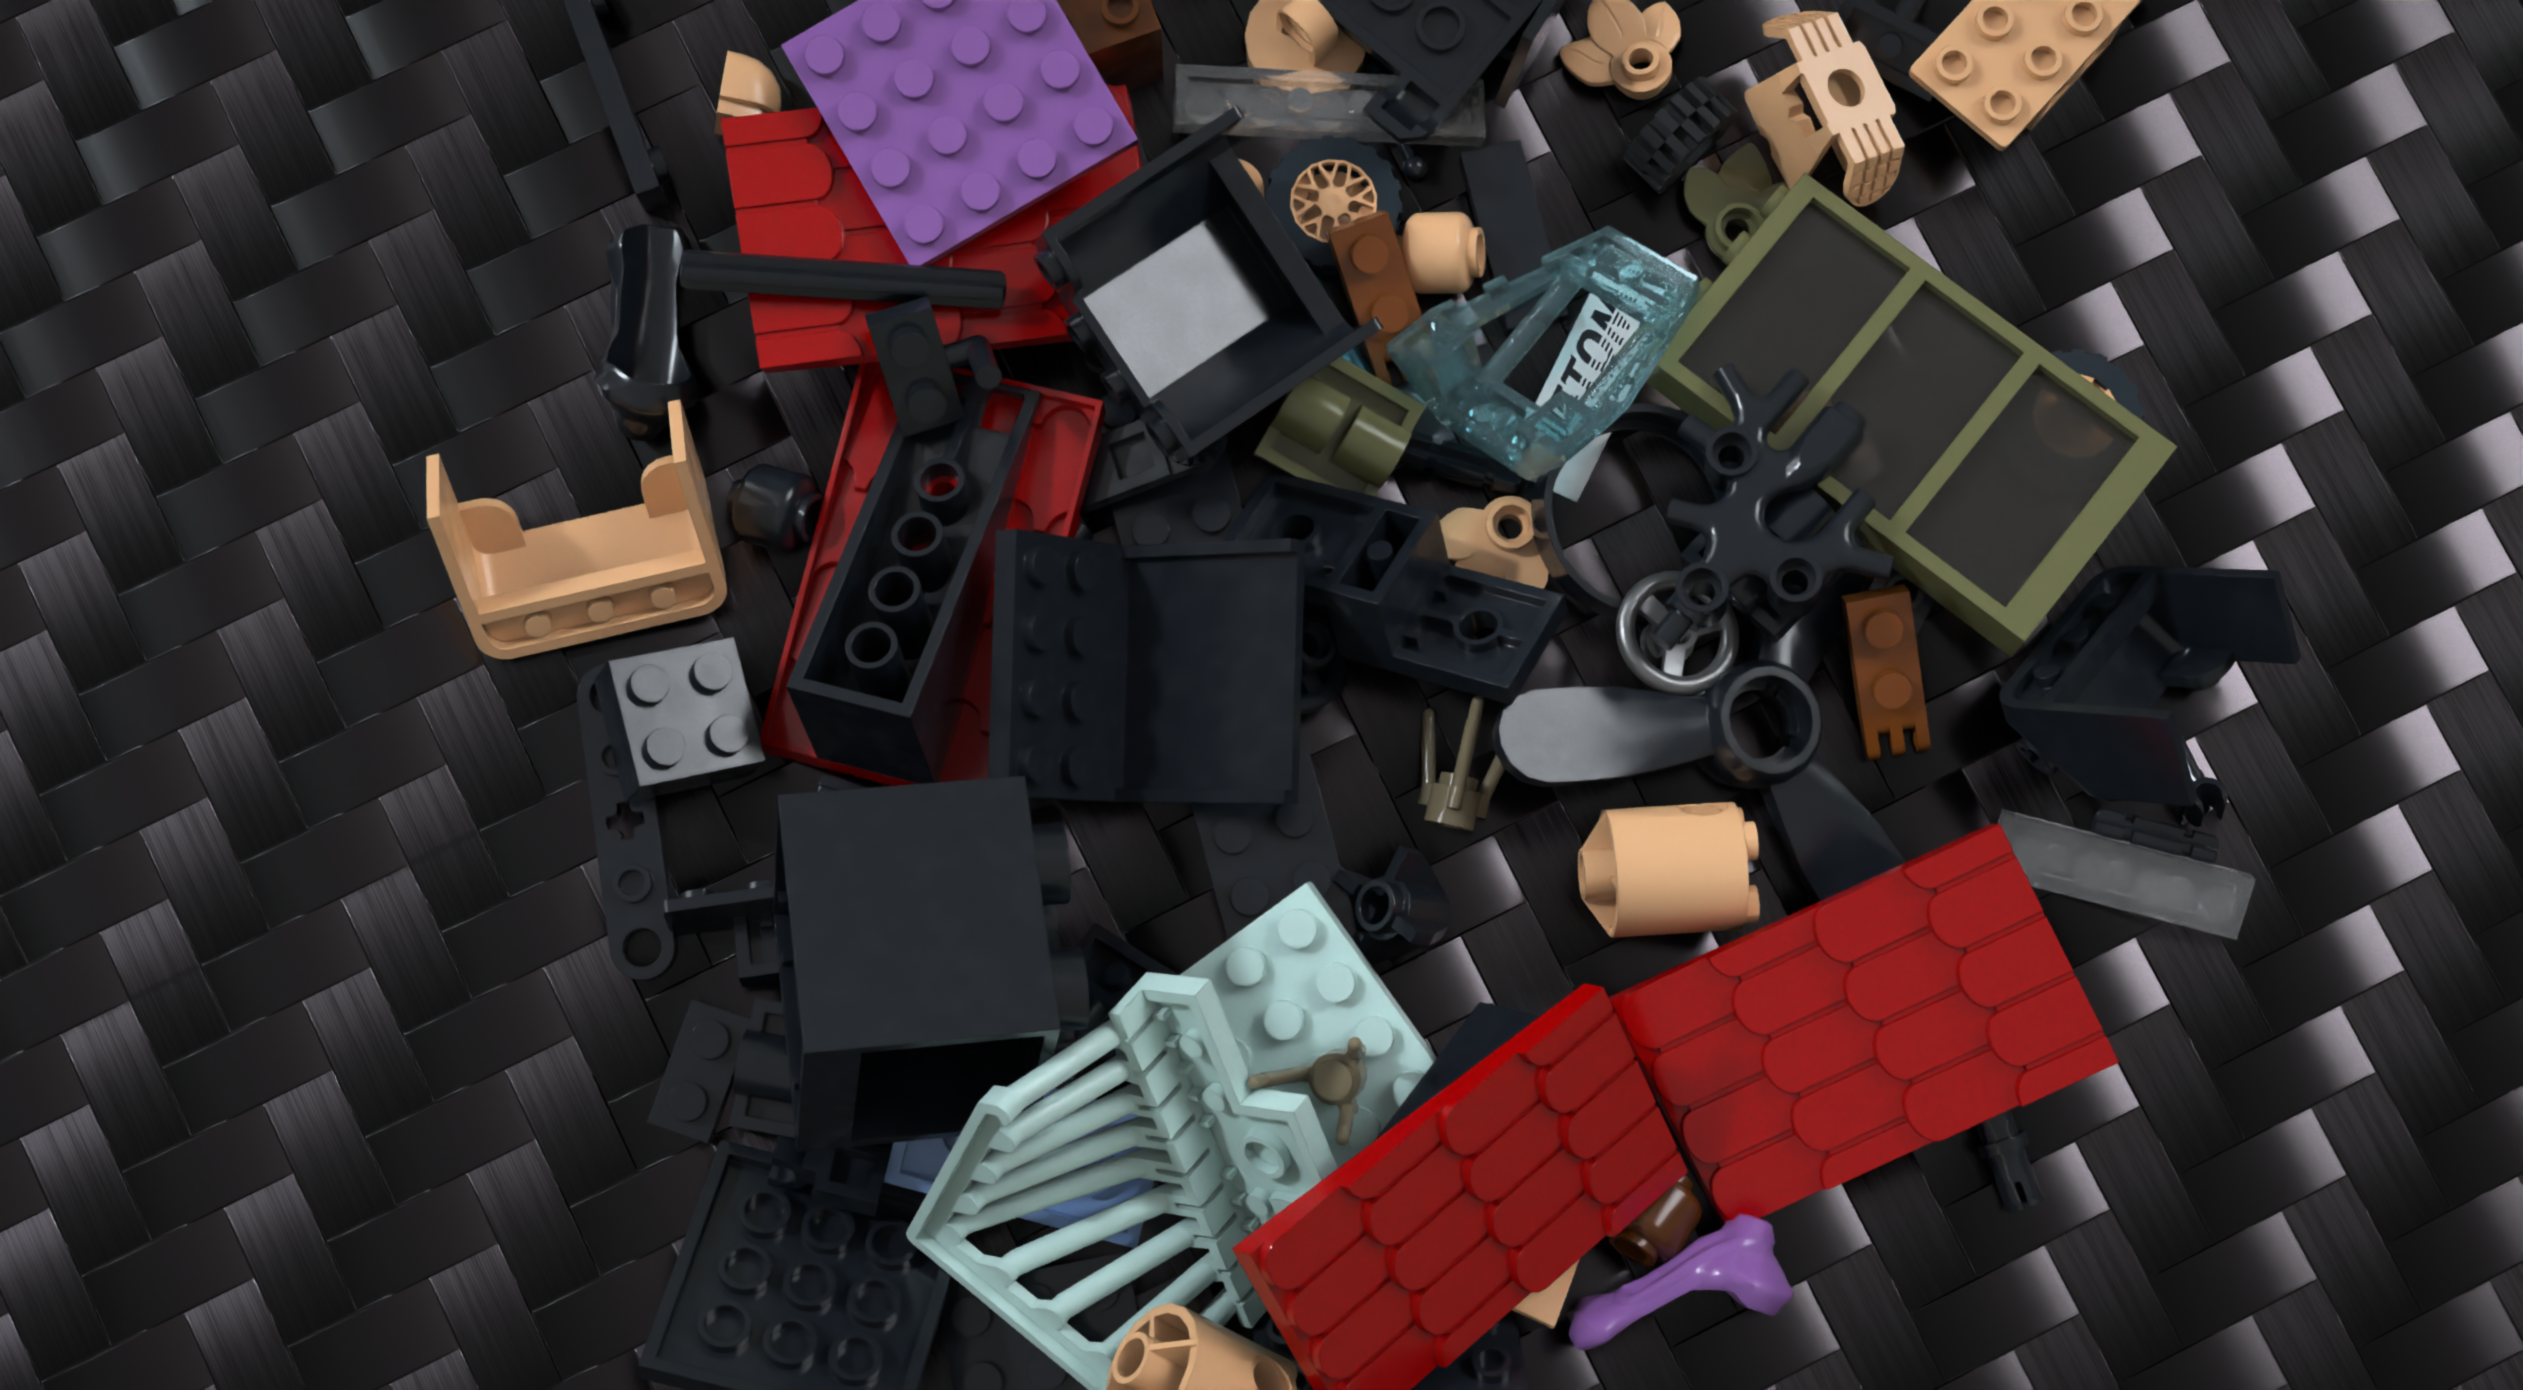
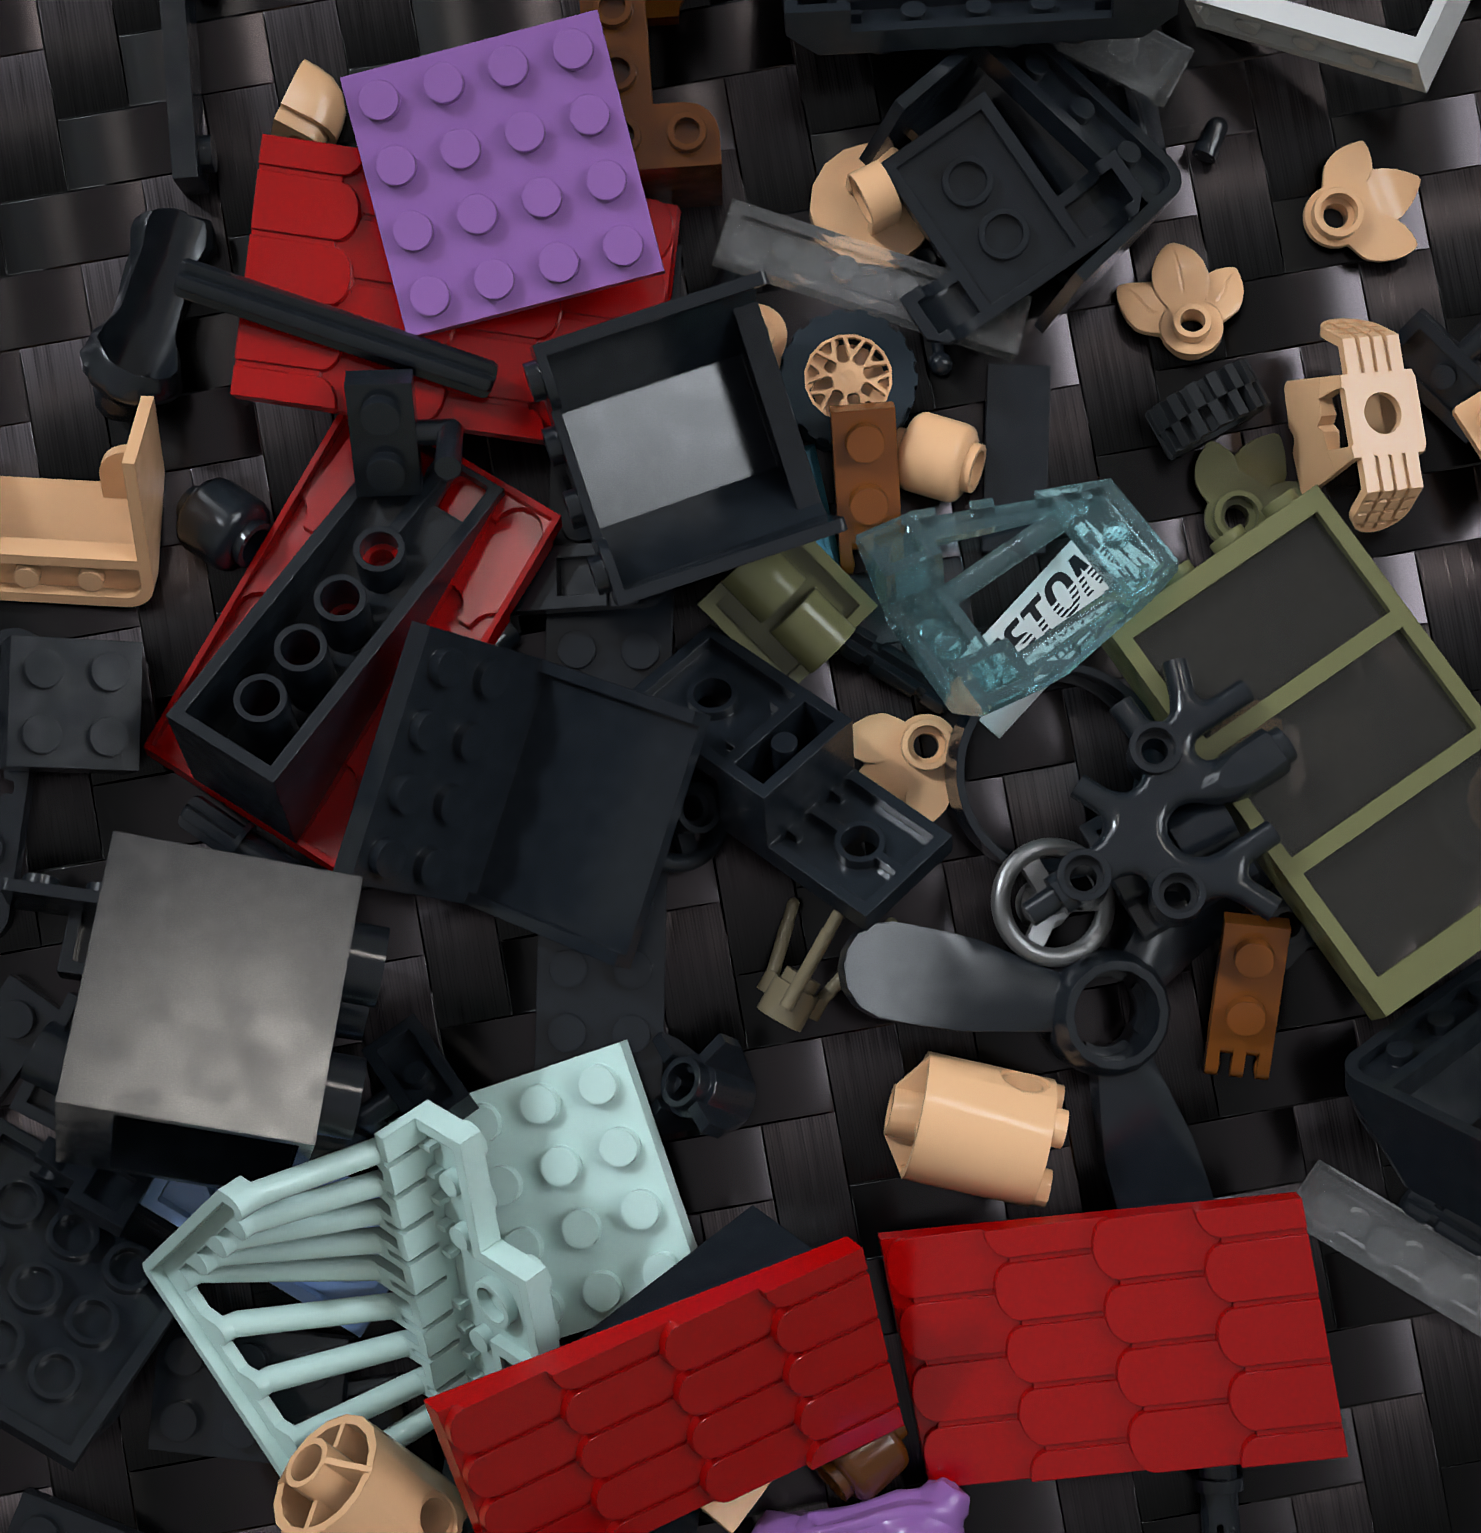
camera: 20 degrees right, 5 degrees up
(1332, 1078) = (586, 1242): dark tan plant -> none

